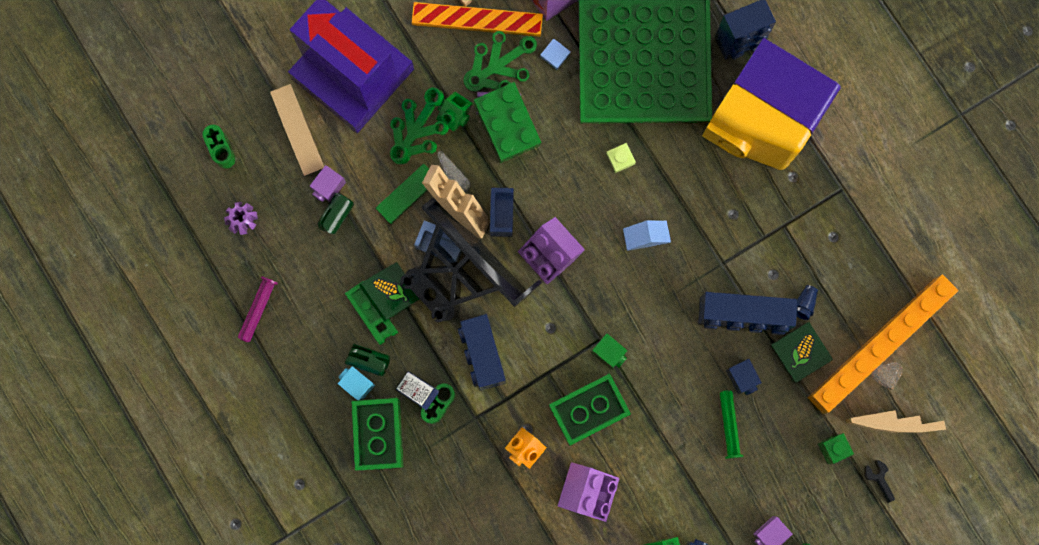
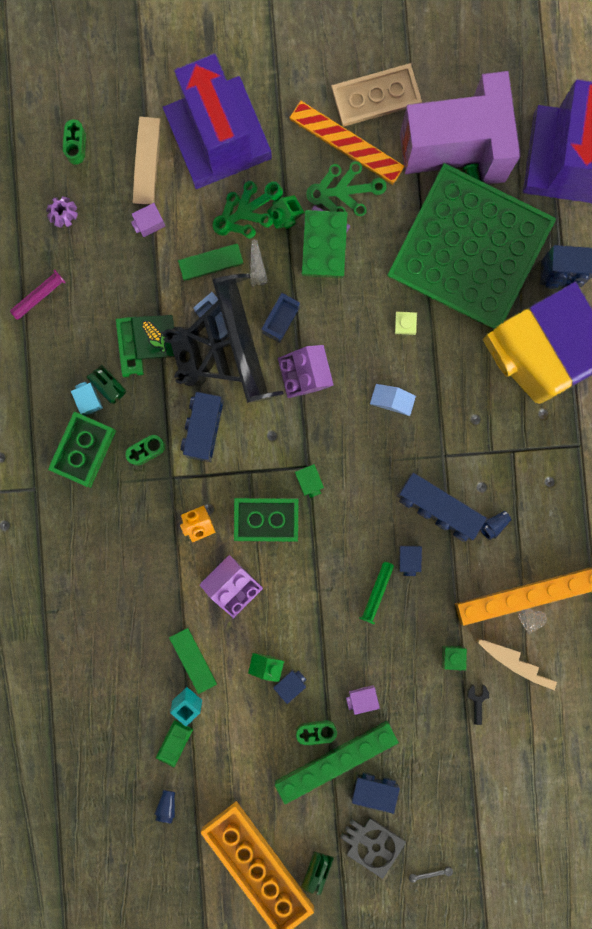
camera: 30 degrees right, 5 degrees up
(335, 213) = (142, 248): dark green arm -> none
(417, 390) = (133, 430): tile -> none
(455, 201) = (245, 290): tan slope -> none
(555, 54) = (397, 206): light blue tile -> none
(801, 352) = (469, 564): dark green tile -> none

